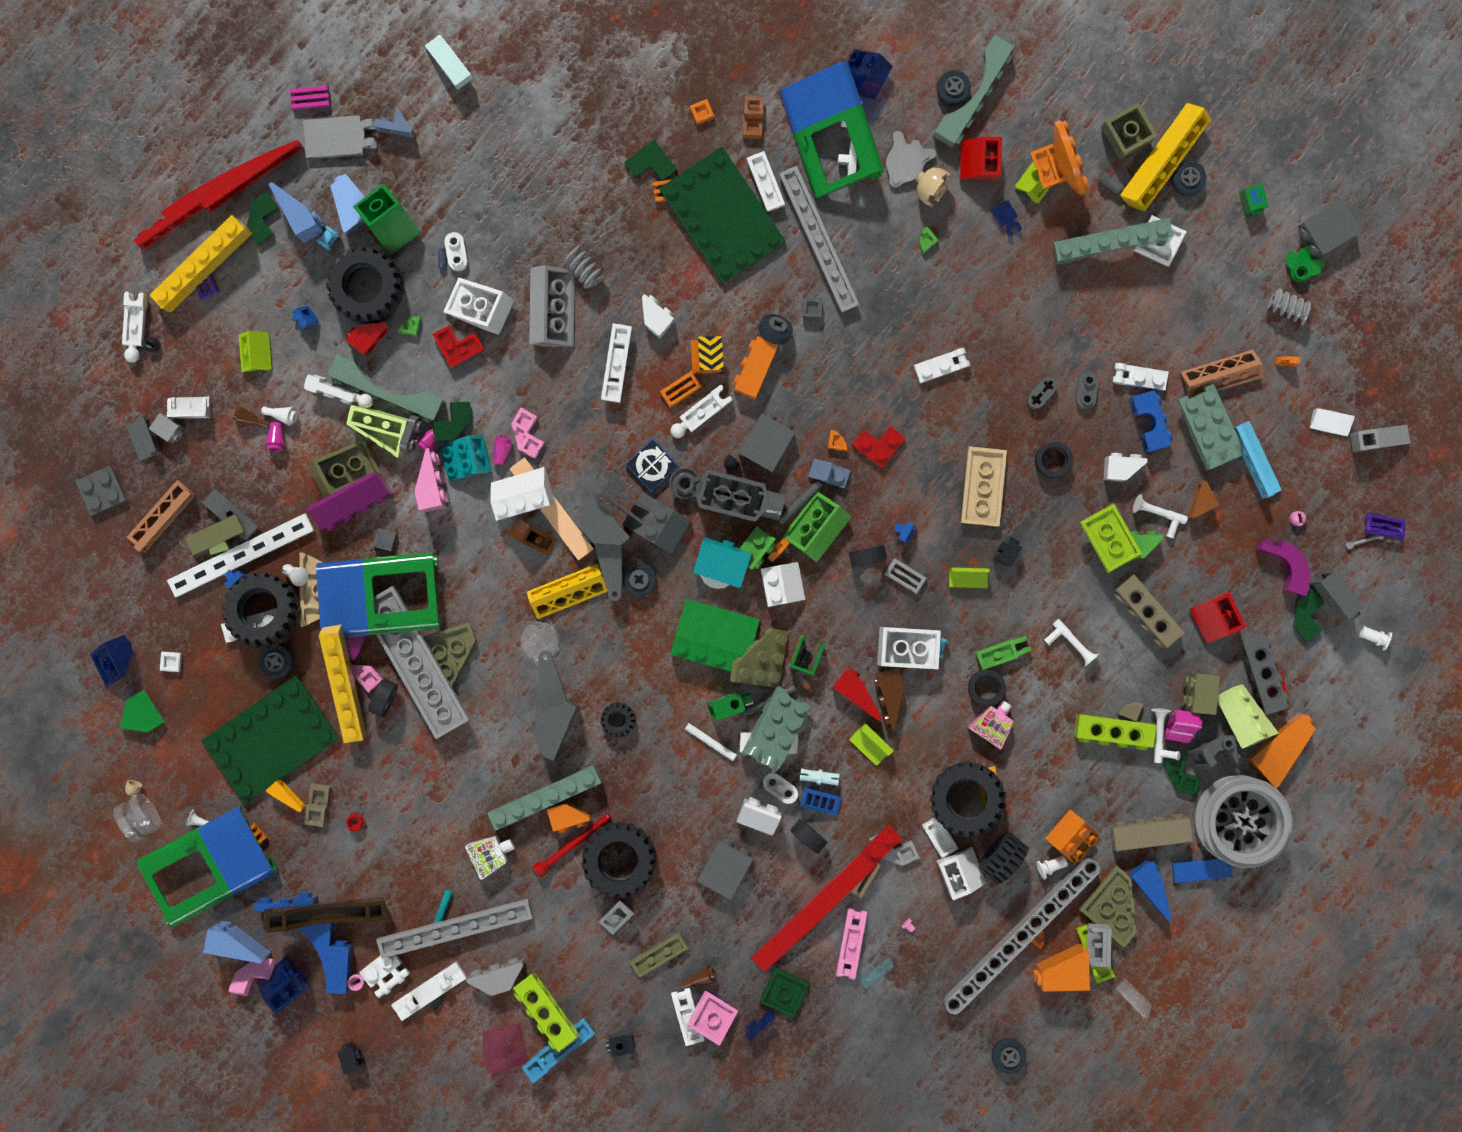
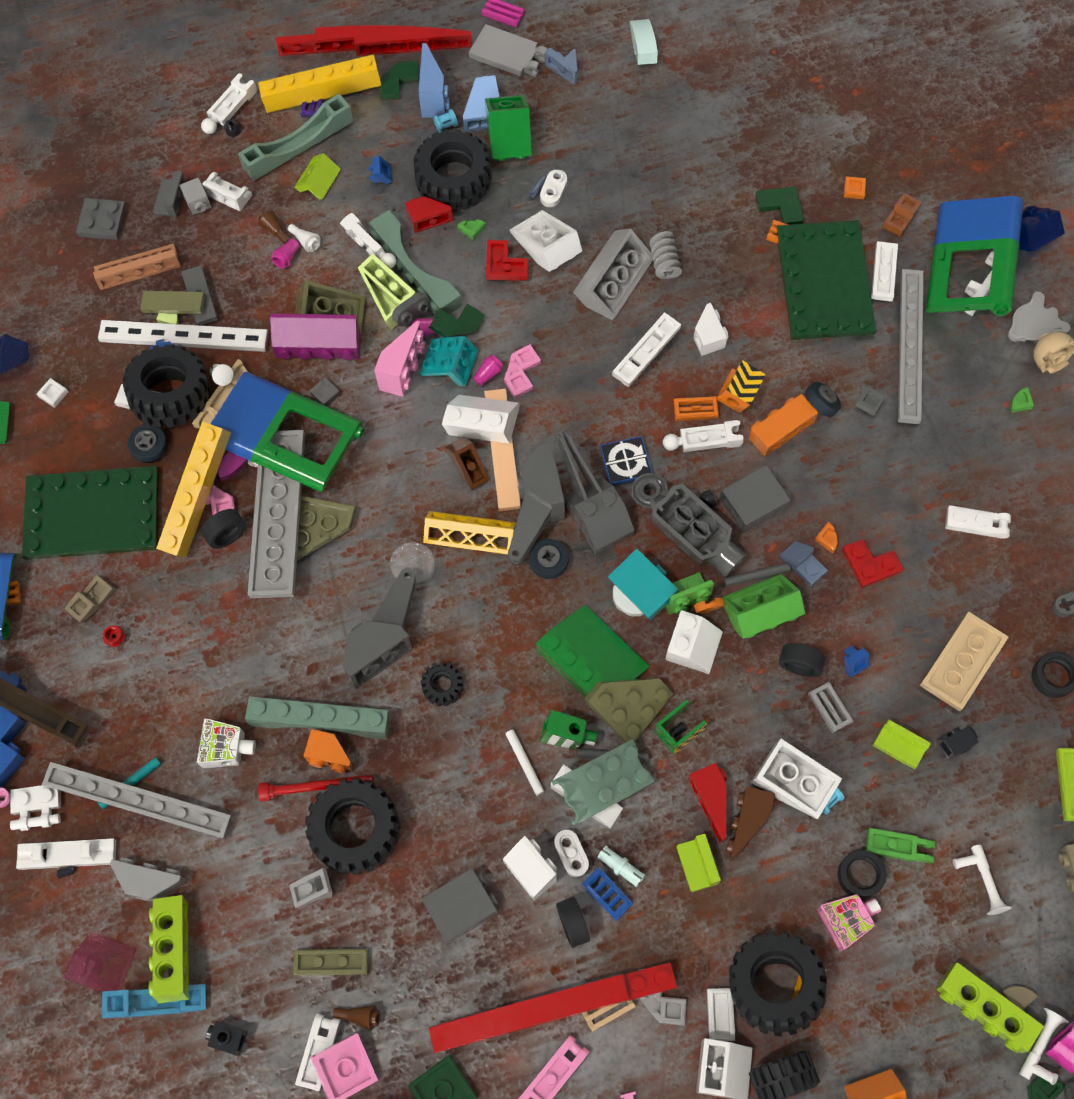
camera: 35 degrees right, 20 degrees down
(227, 302) = (265, 157): none -> sand green arch
(286, 795) = (66, 568): light orange slope -> none

